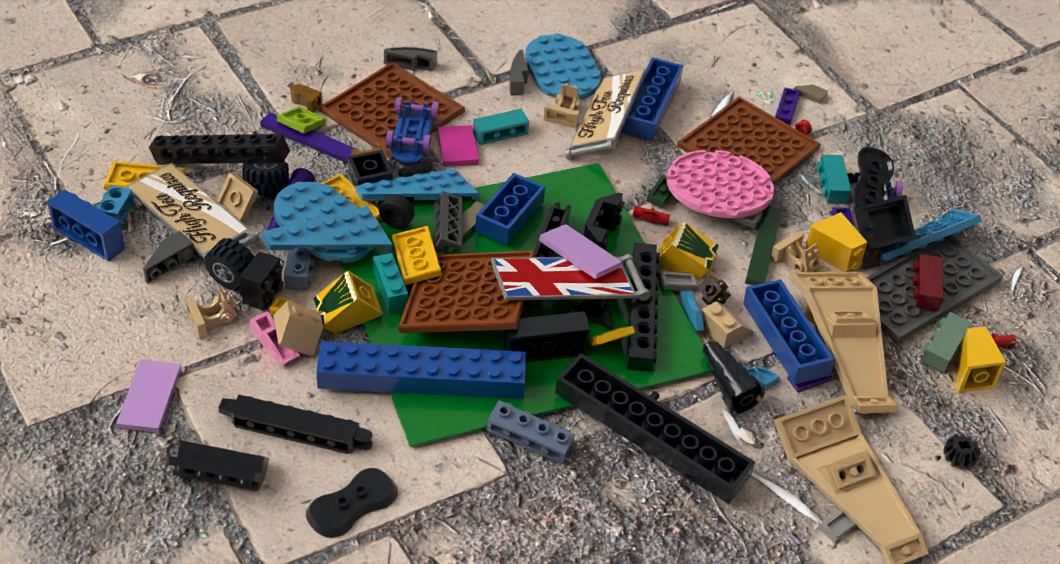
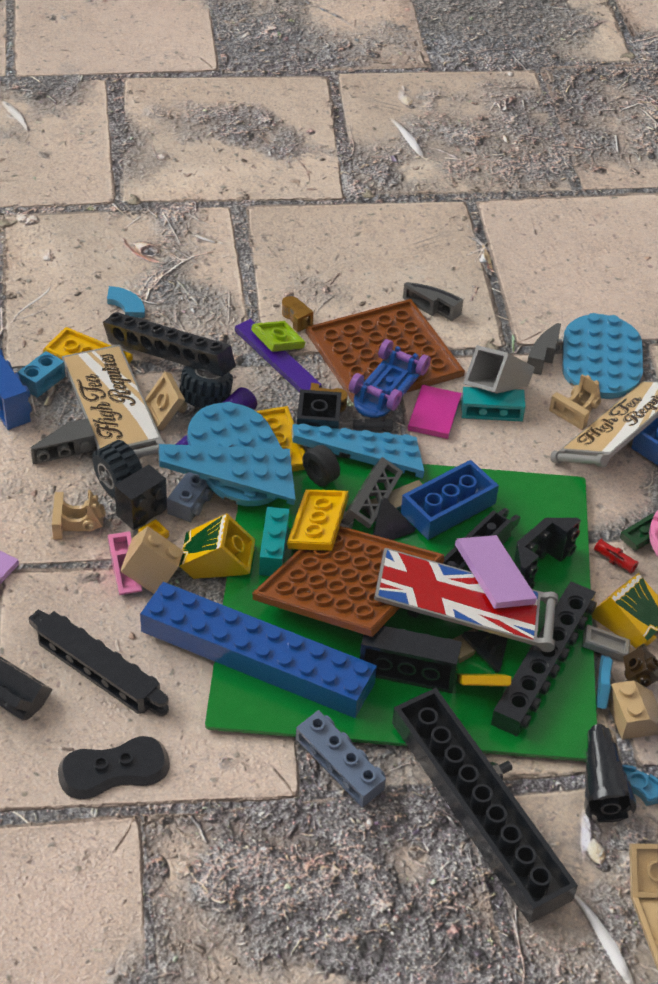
camera: 25 degrees right, 0 degrees up
(154, 125) = (127, 301): none -> dark azure tile
(474, 240) = (390, 522): none -> black piece
(495, 98) = (497, 371): none -> light grey slope

